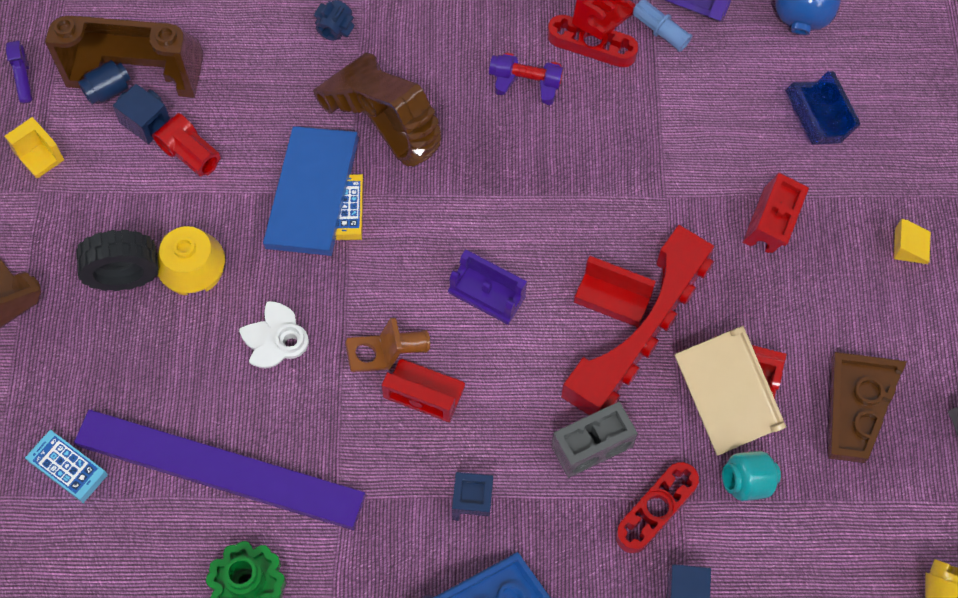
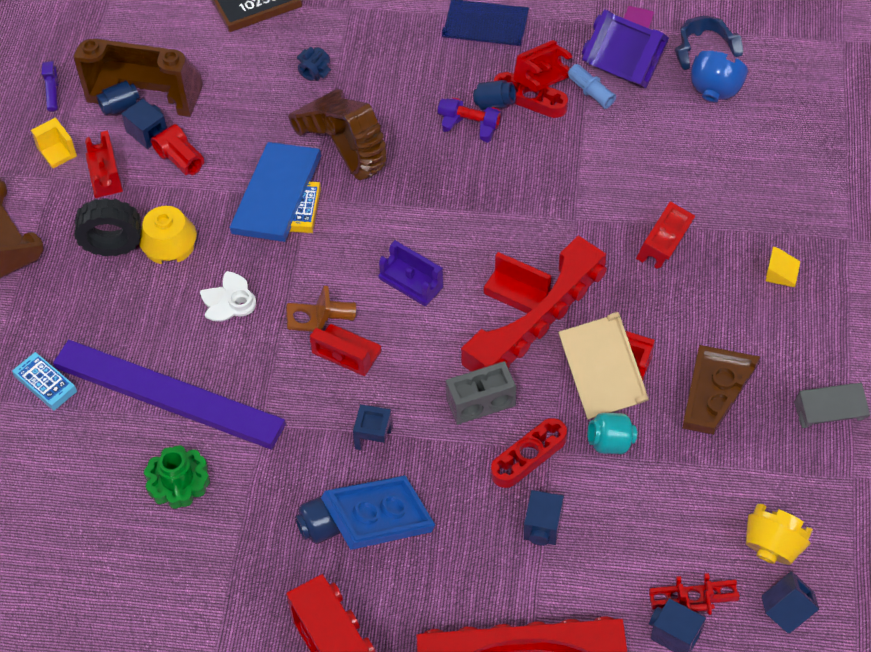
camera: 10 degrees right, 10 degrees down
(98, 174) = (103, 166): none -> red hinge
(553, 46) = (494, 94): none -> dark blue brick
(823, 109) = (719, 159): clear blue bracket -> none

